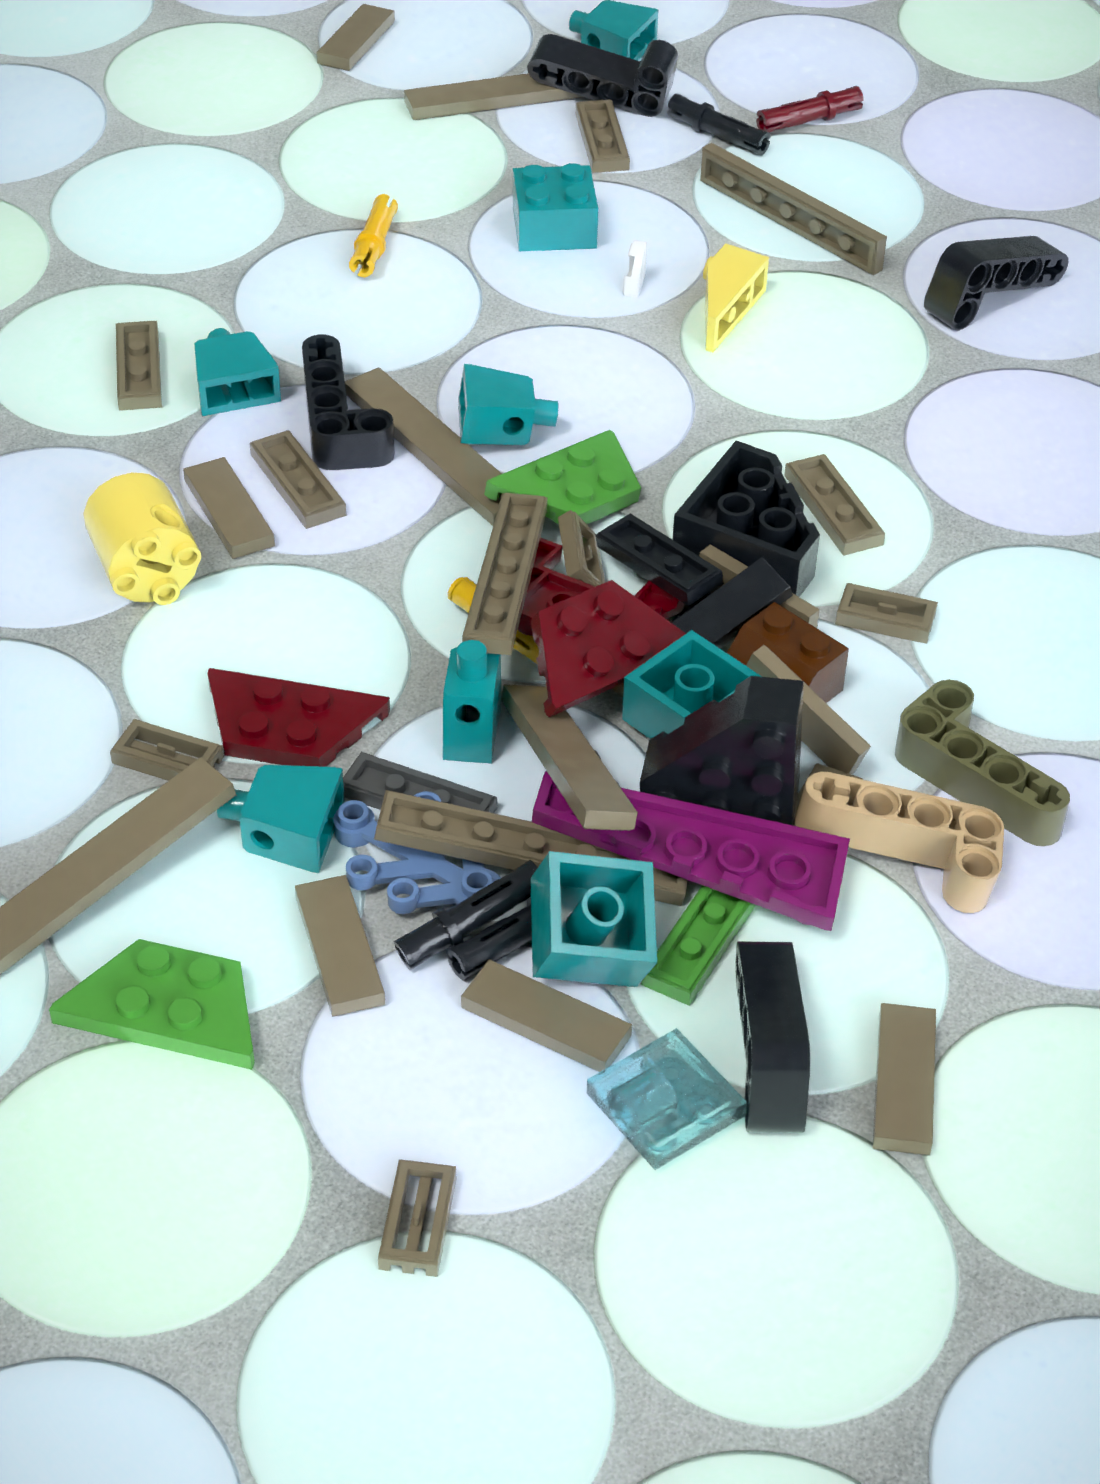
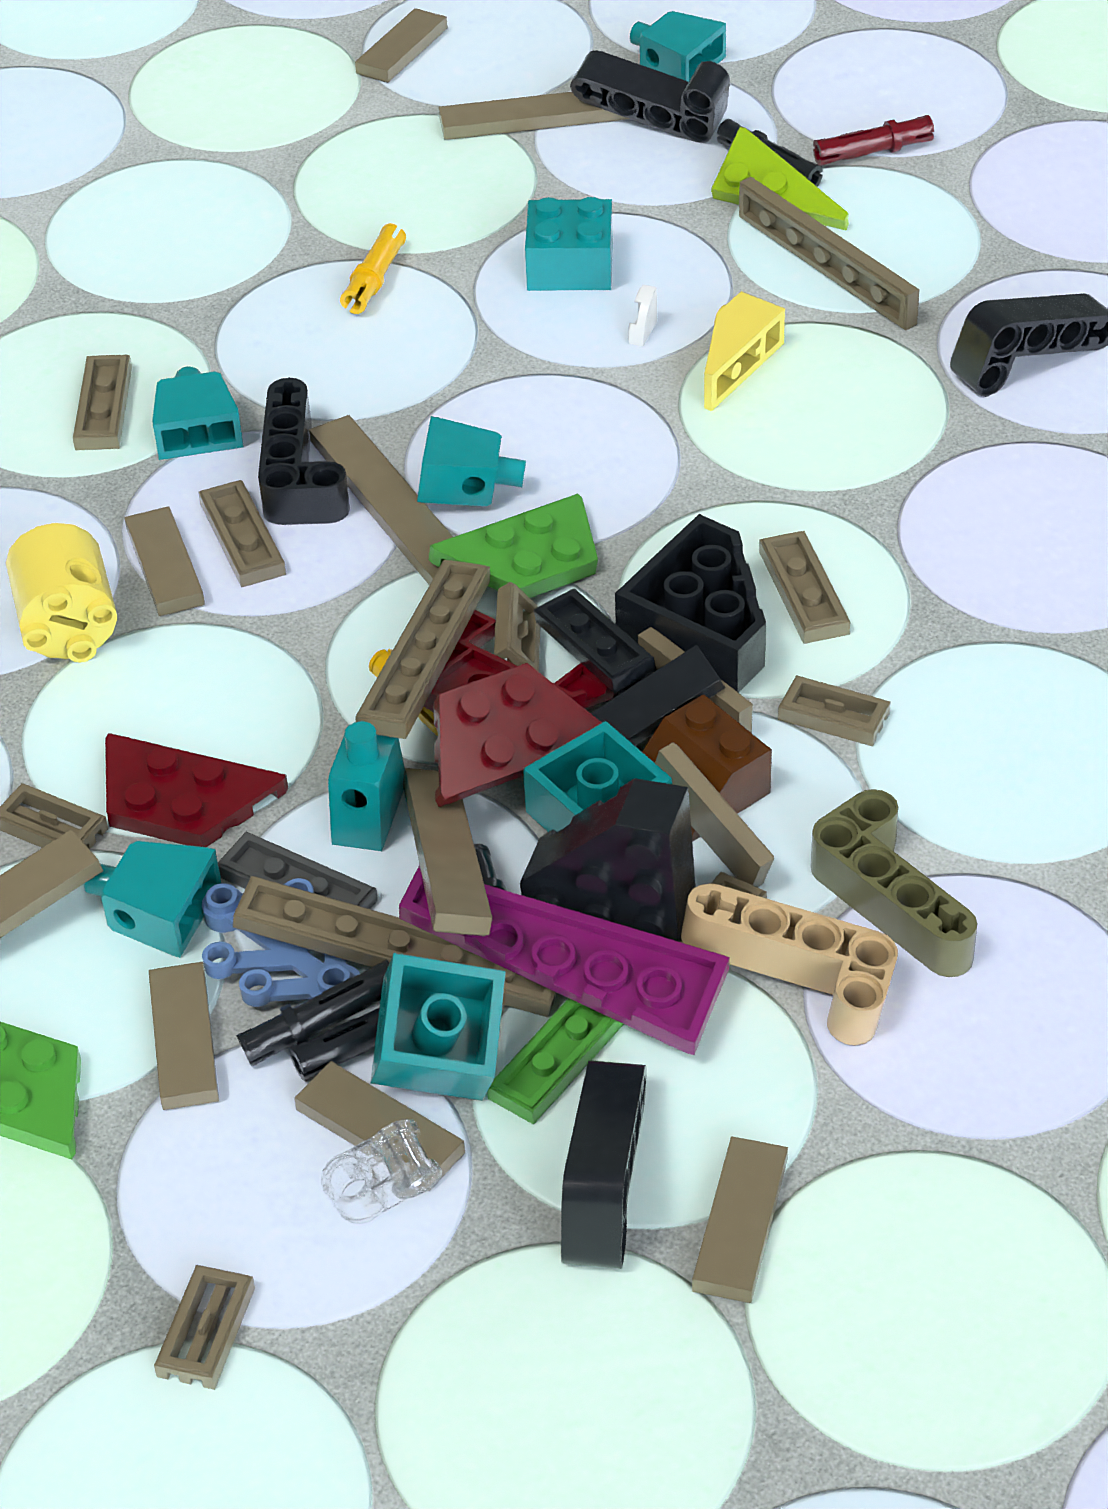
camera: 10 degrees right, 0 degrees up
(571, 1050) = (384, 1171): none -> clear piece
(602, 136) = (642, 164): dark tan tile -> none
(666, 1098) = (482, 1221): clear light blue plate -> none
(706, 126) = (755, 159): none -> lime wing

